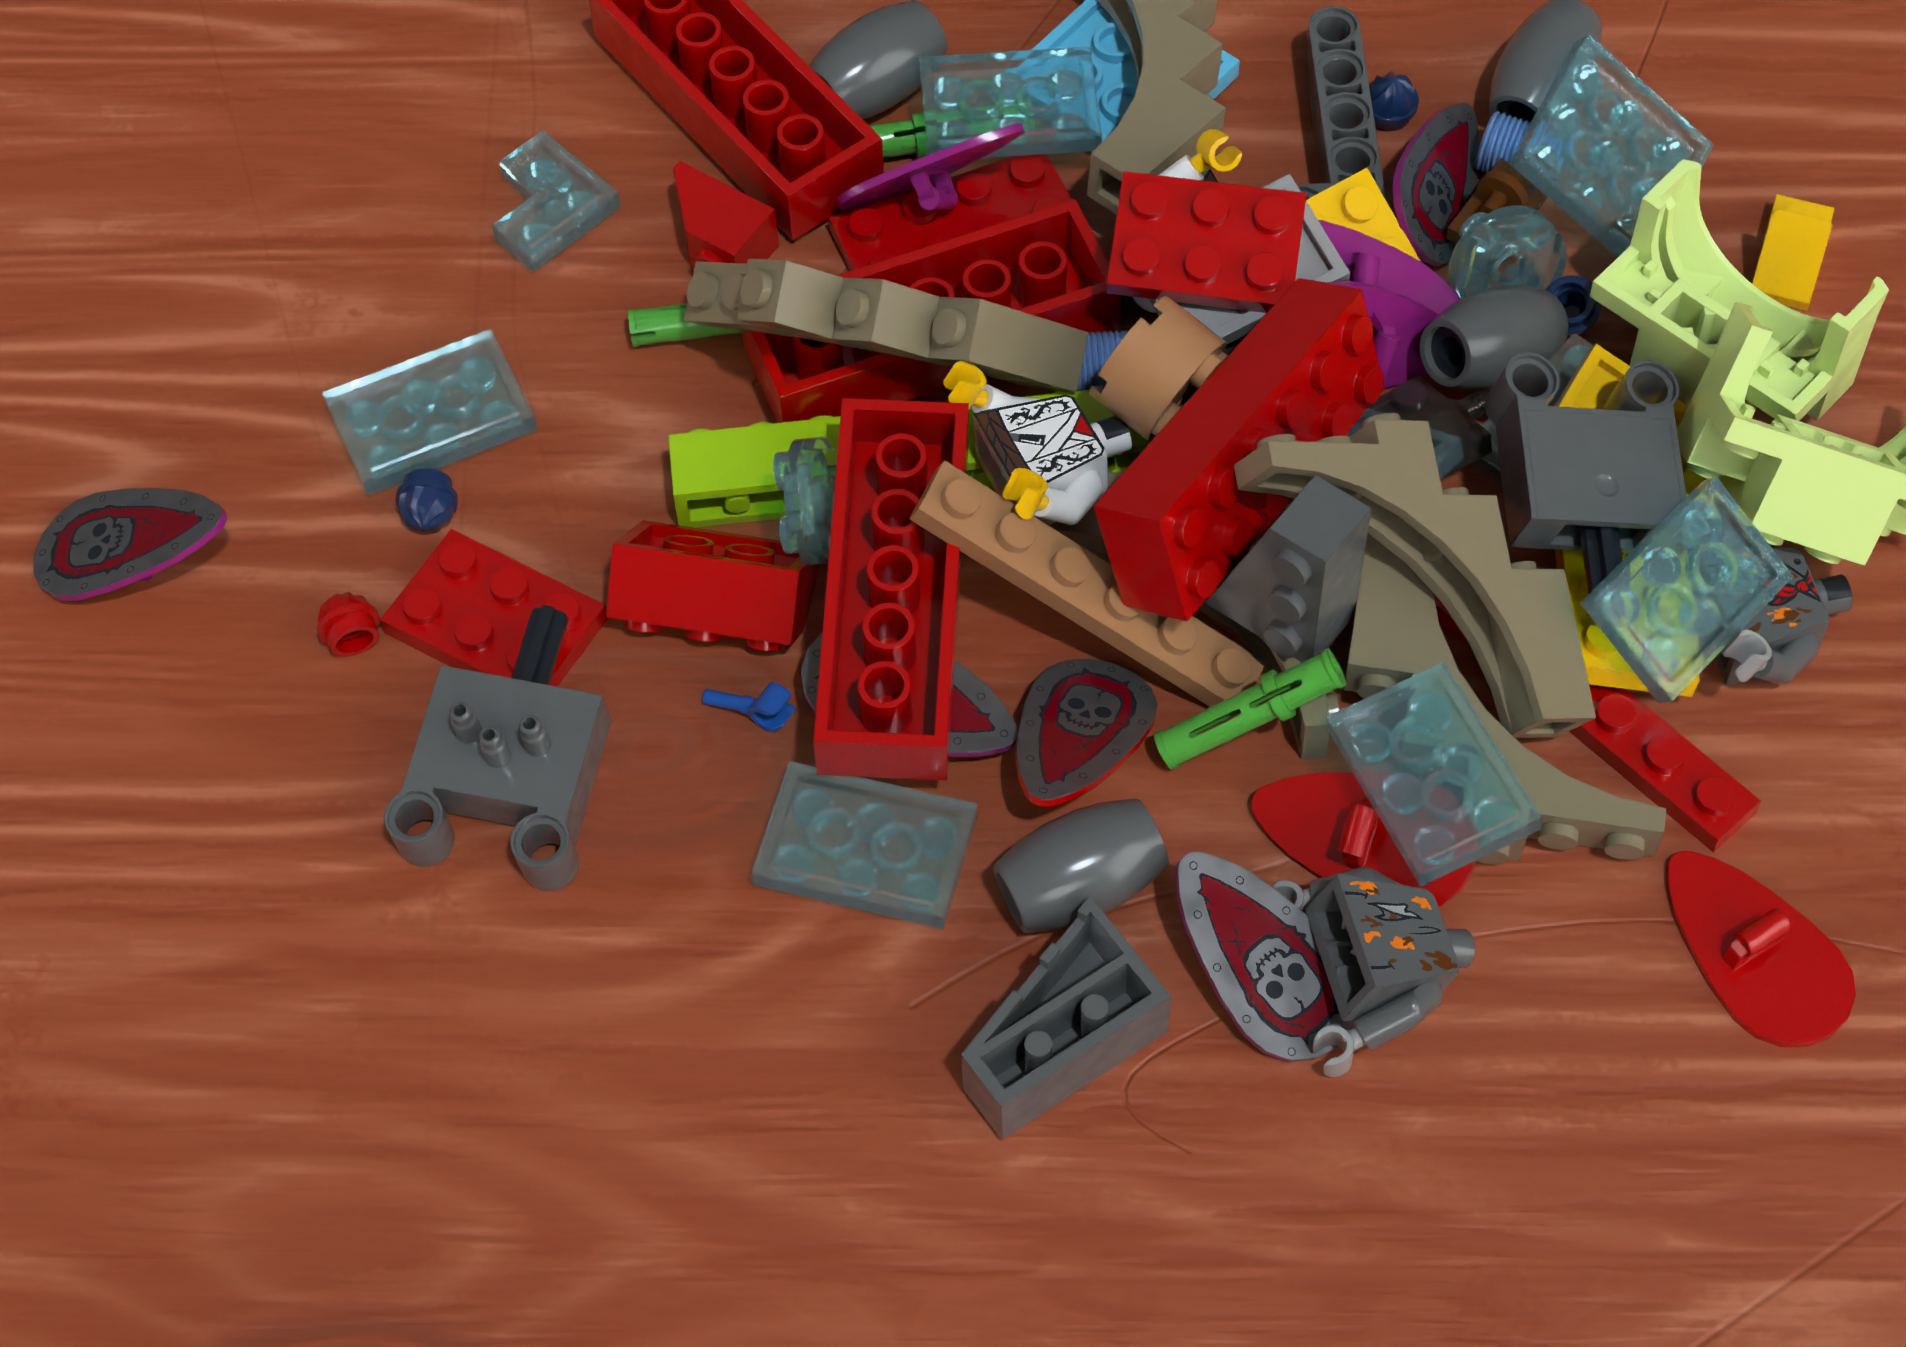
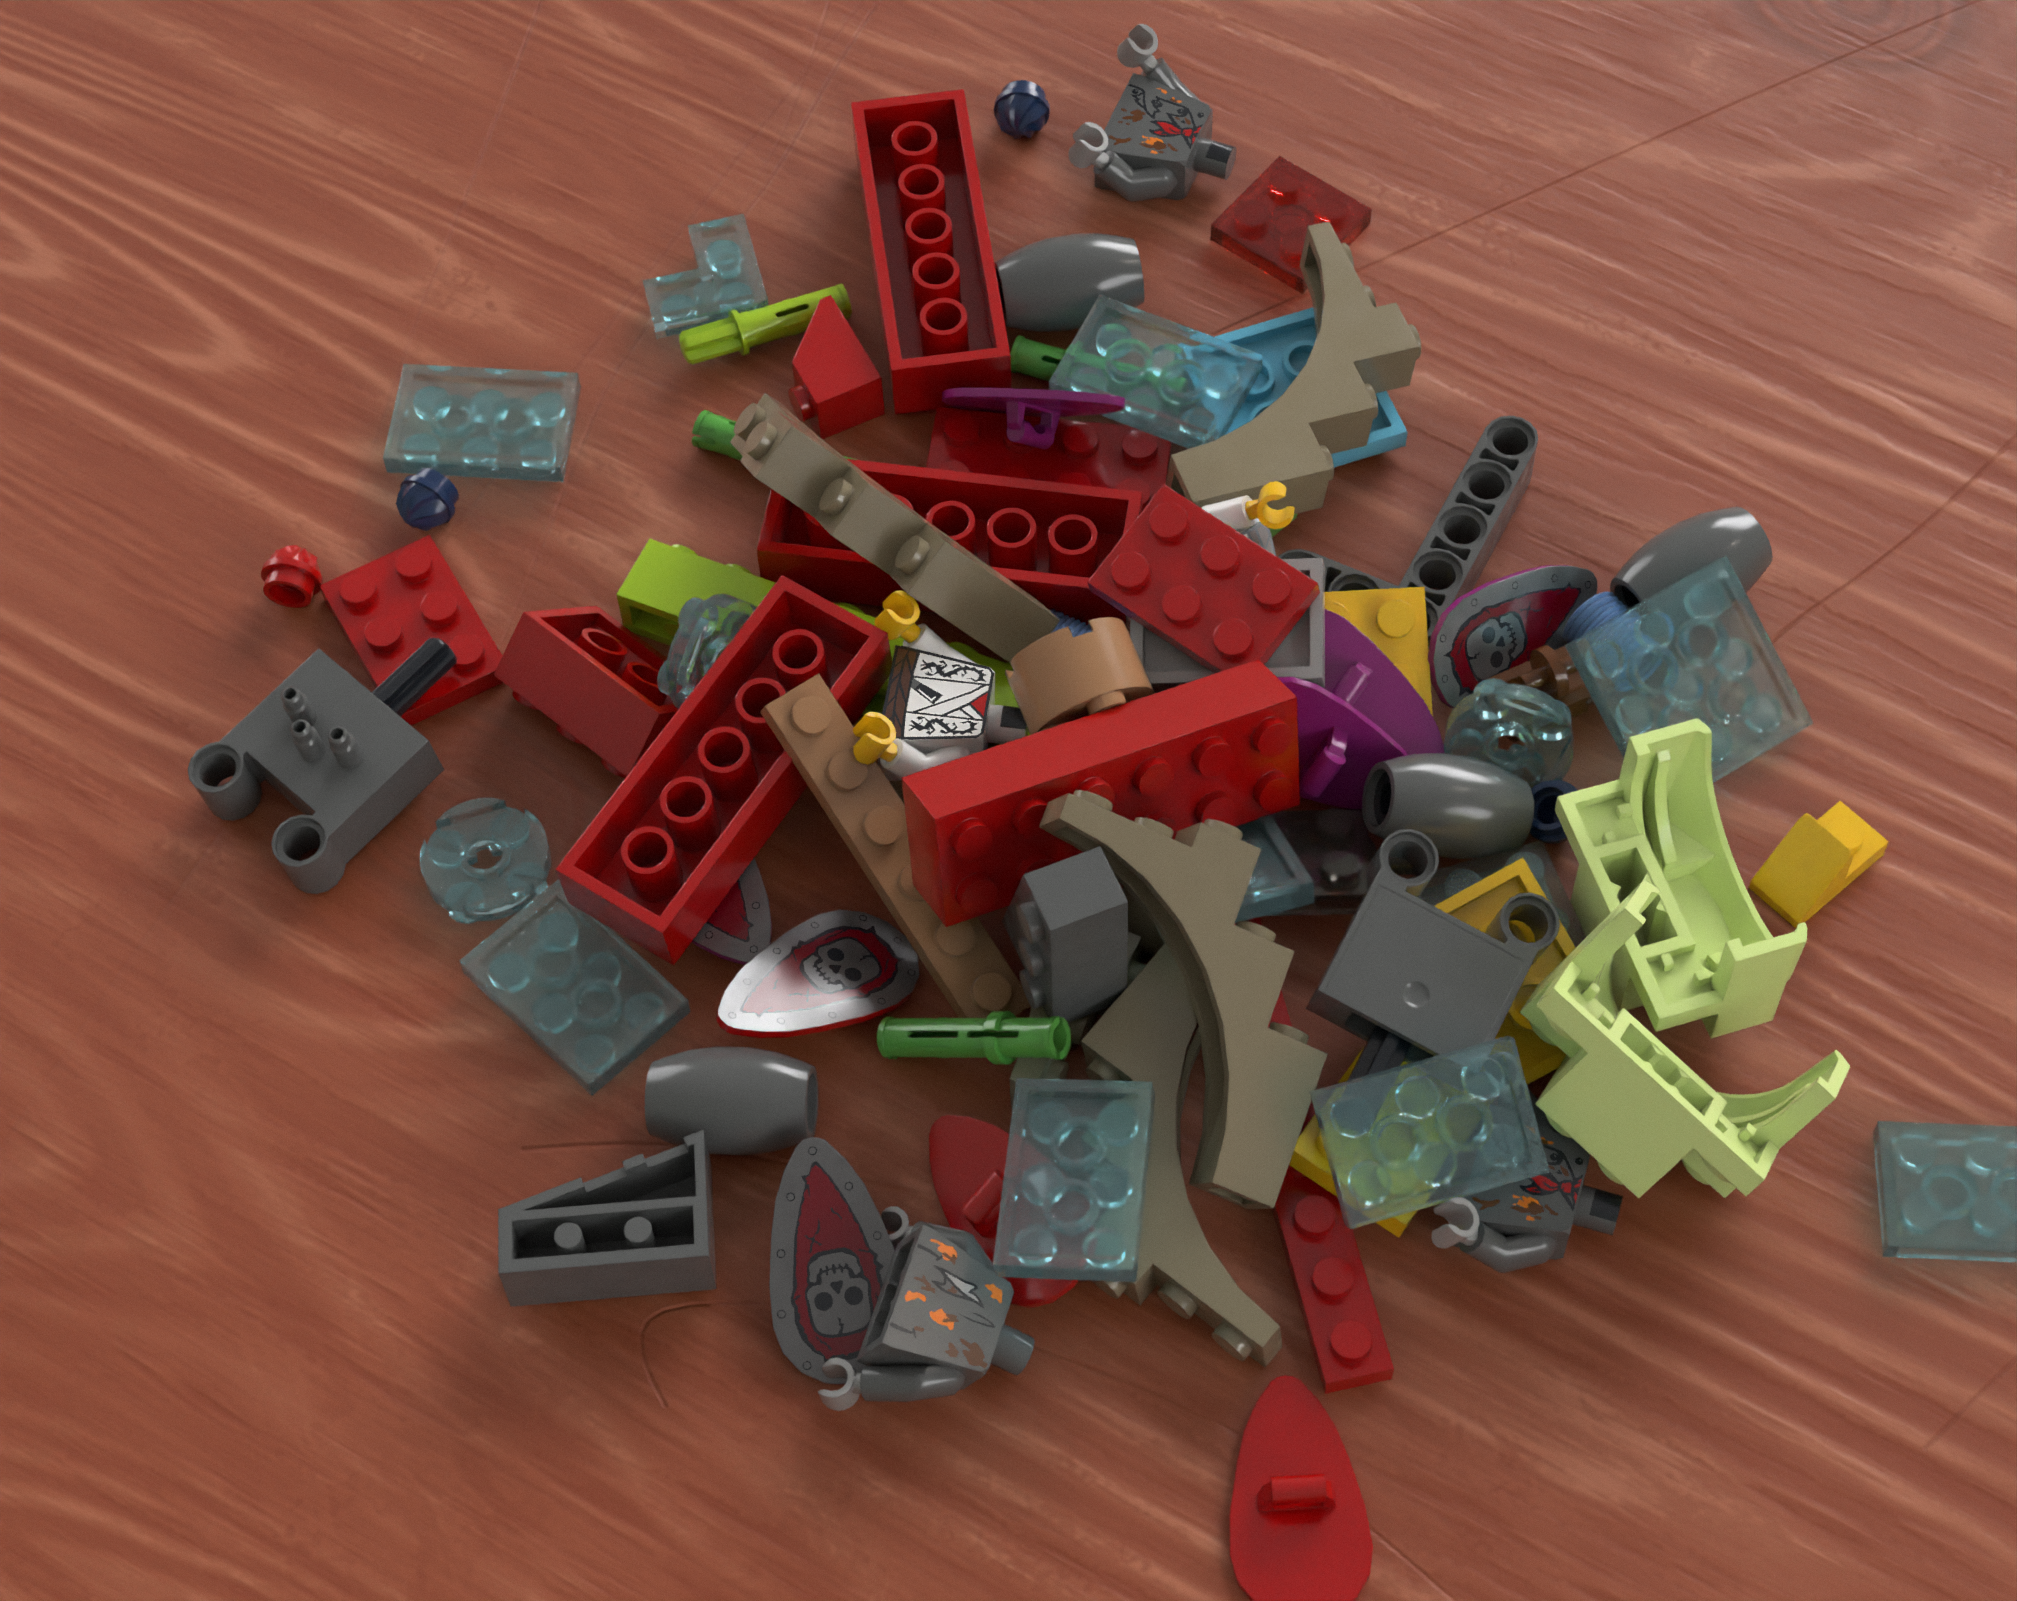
camera: 30 degrees right, 0 degrees up
(121, 539) = (161, 414): shield -> none
(610, 229) = (757, 326): none -> lime axle
(712, 812) = (493, 892): none -> clear light blue plate
(767, 711) = (573, 820): blue hand -> none
(1393, 101) = (1528, 536): dark blue plate -> none

